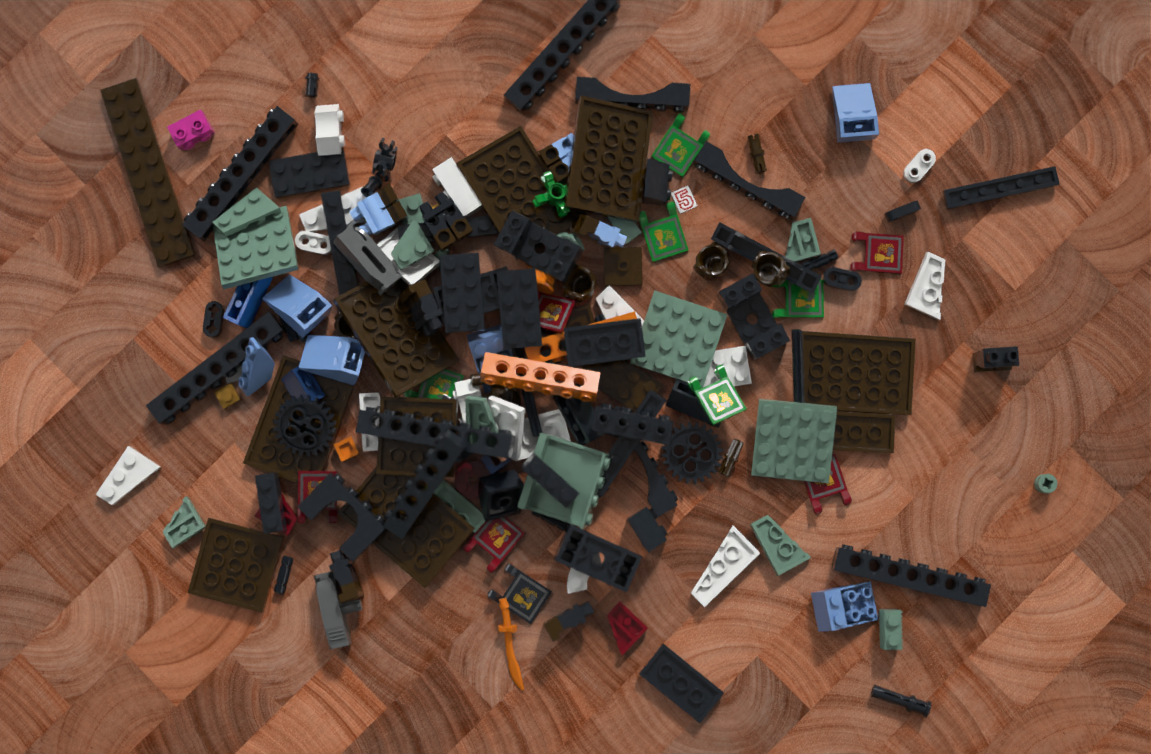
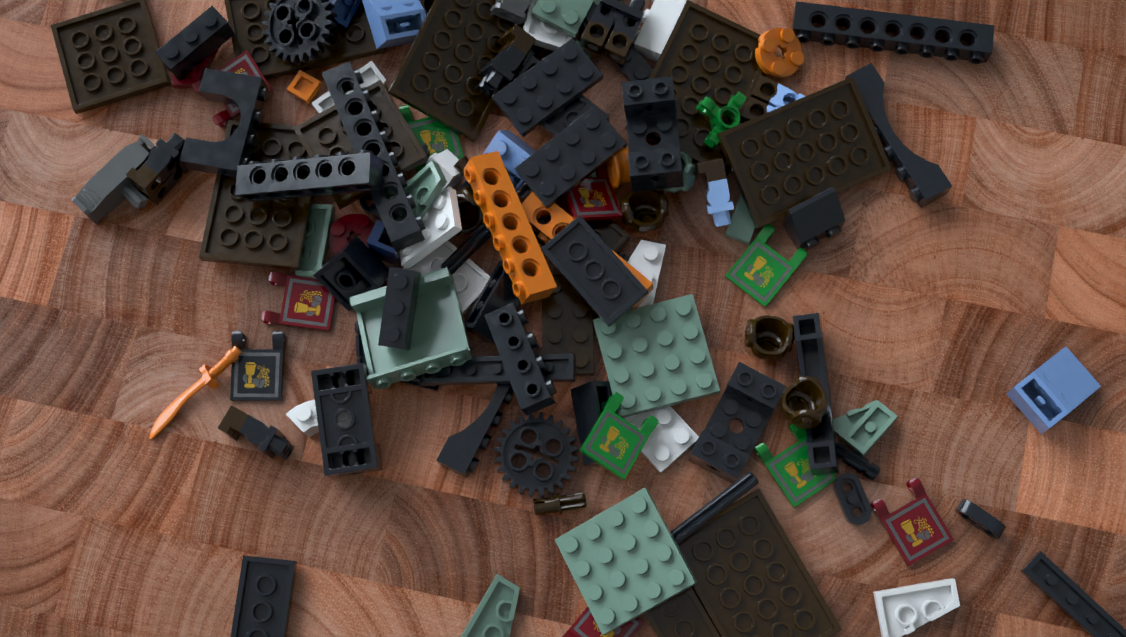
camera: 60 degrees right, 10 degrees down
(283, 574) = (128, 109): black axle -> none
(536, 122) = (791, 52): none -> orange plate
(623, 266) = (697, 247): dark brown plate -> none
(625, 626) = (290, 506): dark red wing -> none
(647, 528) = (414, 457): black slope -> none
(679, 148) = (871, 224): green flag -> none
(684, 199) = (819, 266): white sticker -> none
(729, 561) = (430, 577): white wing -> none
(757, 153) = (927, 311): dark brown pin -> none
(784, 201) = (895, 374): black arch -> none
(919, 165) = (1048, 506): white plate -> none

